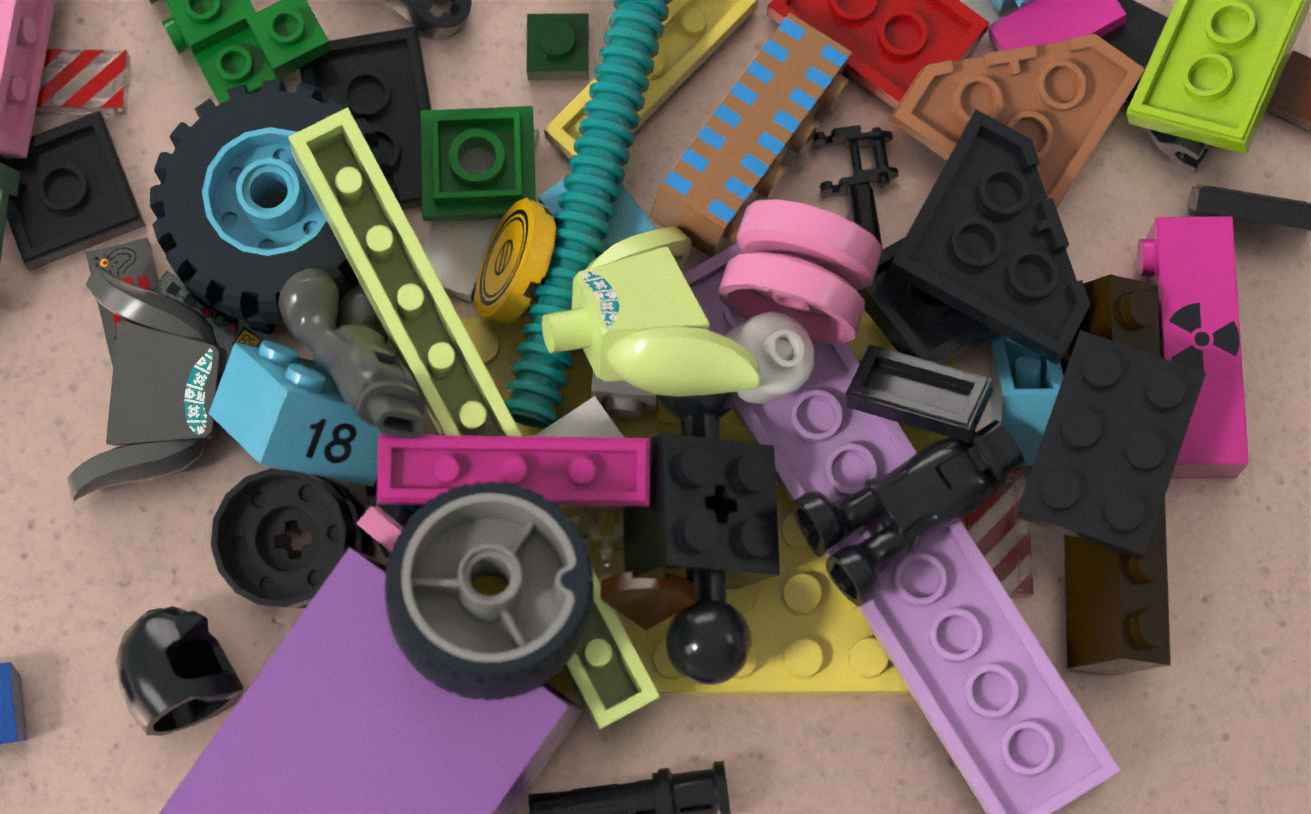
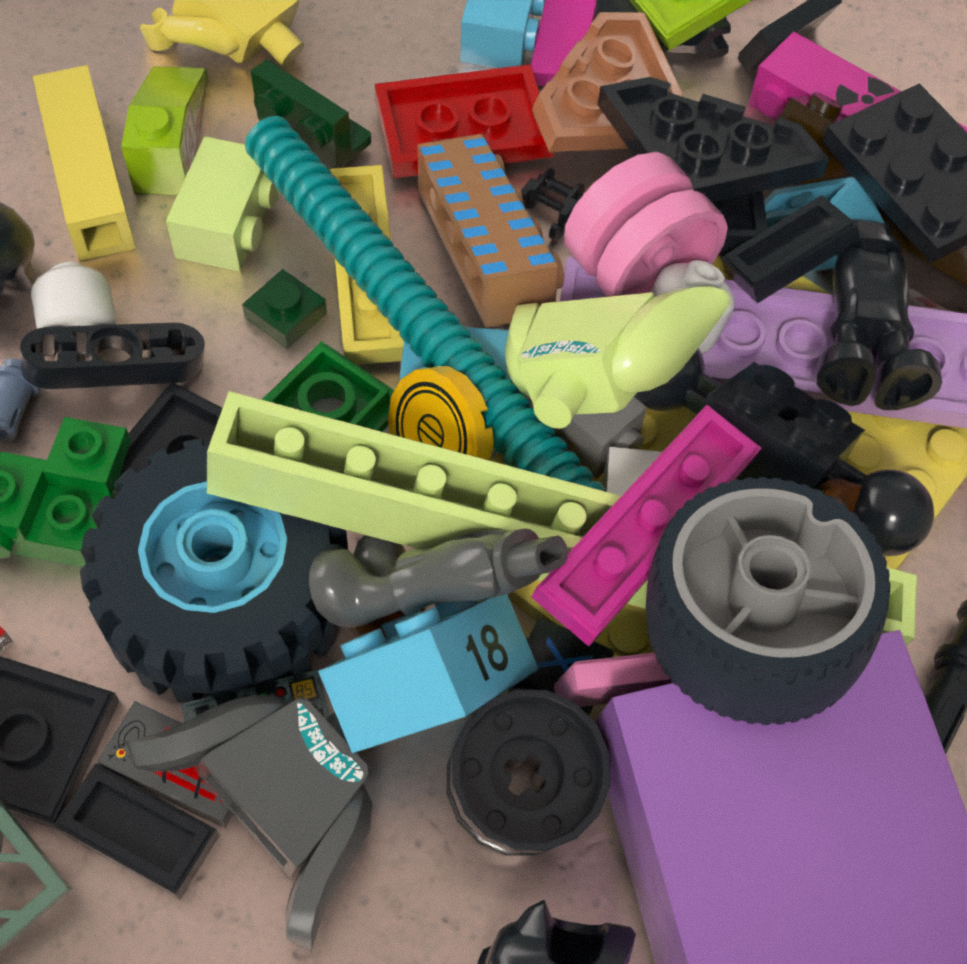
camera: 55 degrees left, 15 degrees down
(65, 321) = (137, 830): none -> black tile

